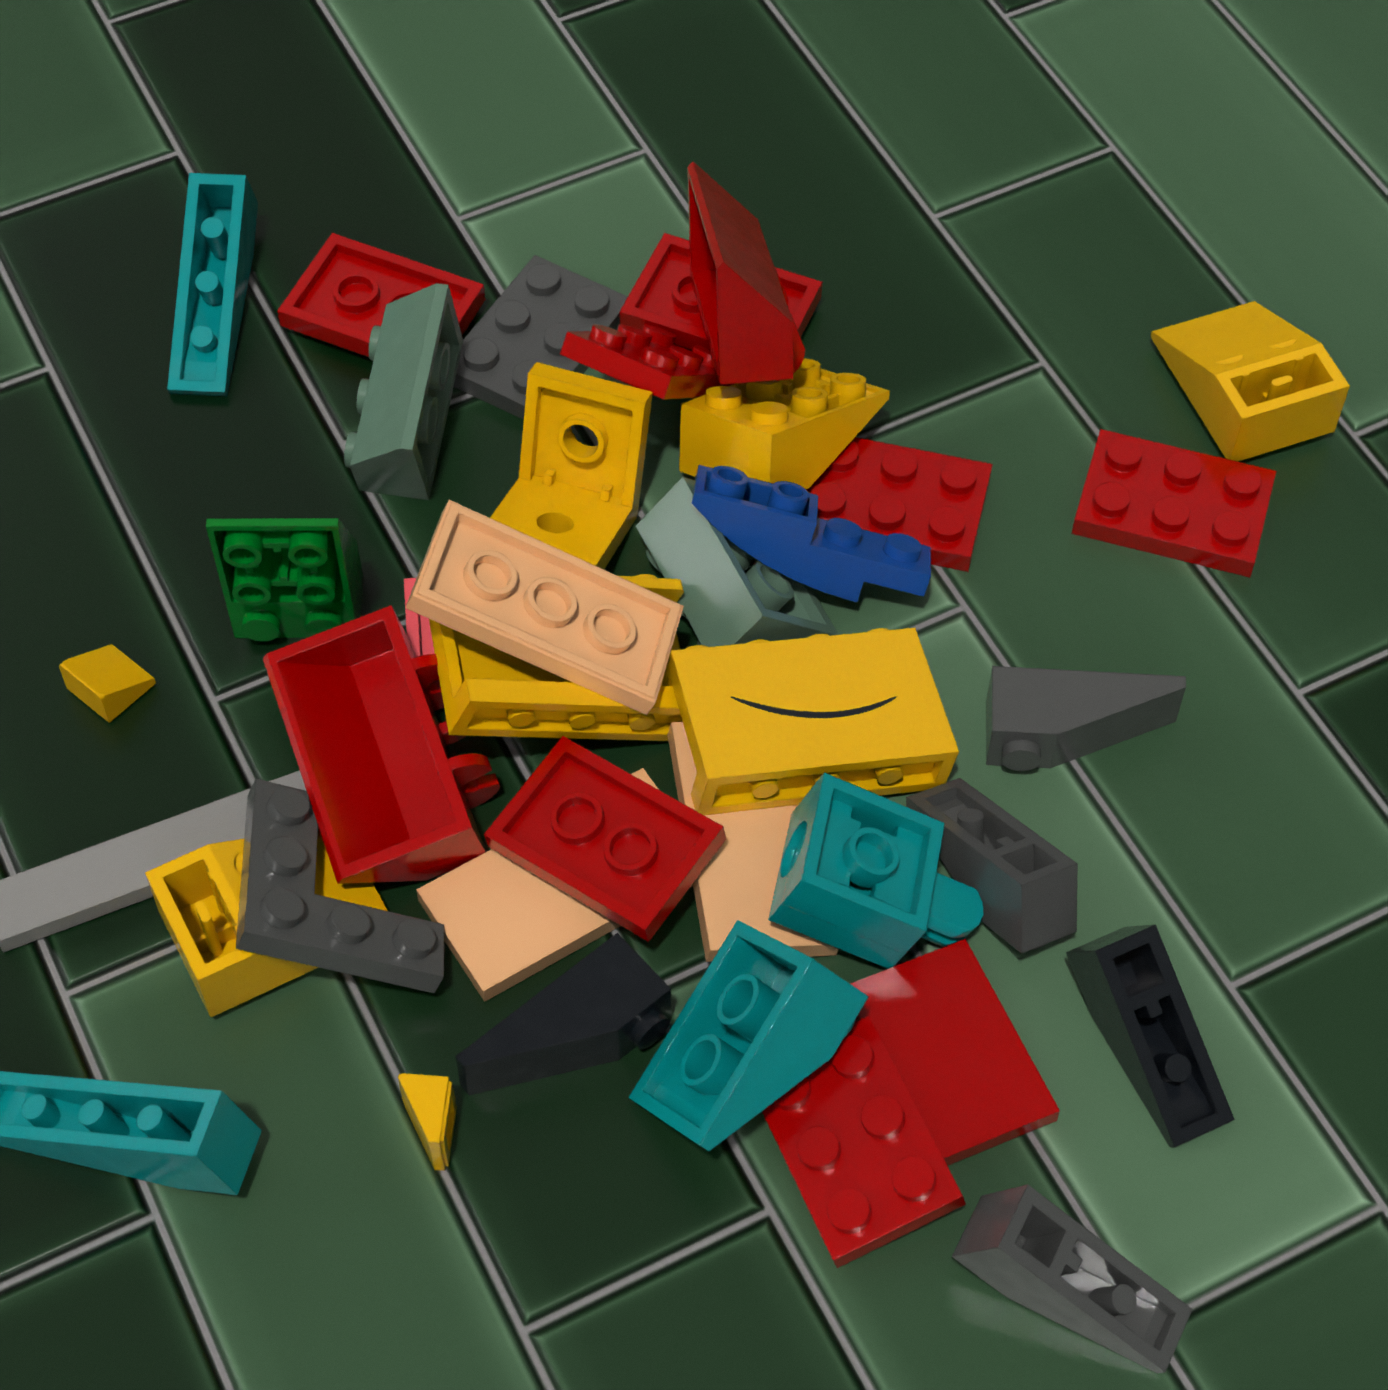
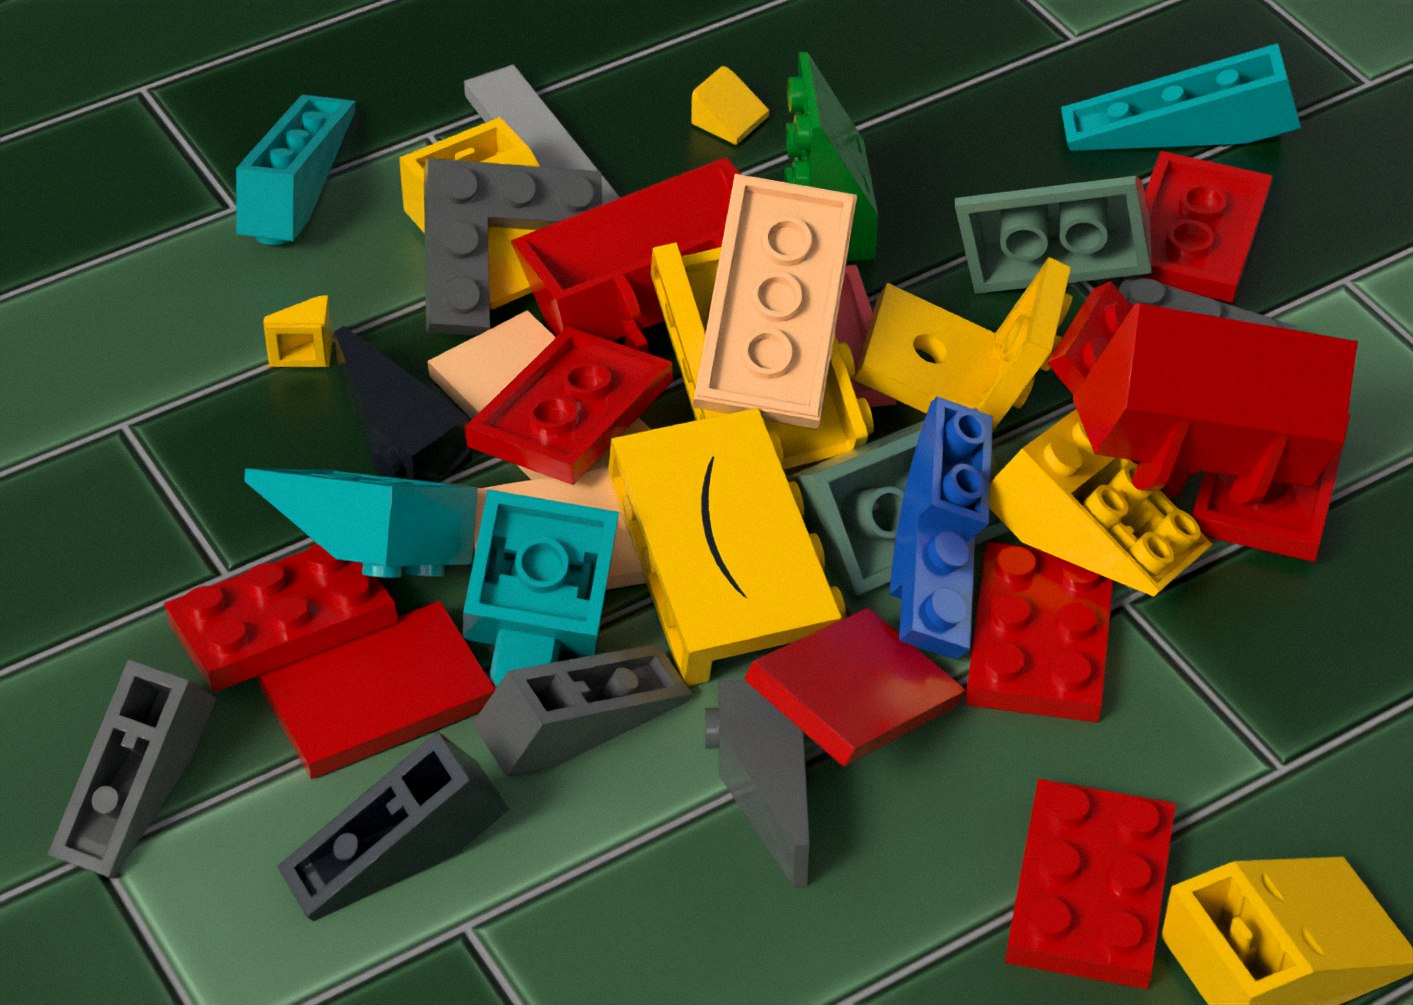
camera: 85 degrees right, 10 degrees down
(999, 626) = (854, 686): none -> red tile

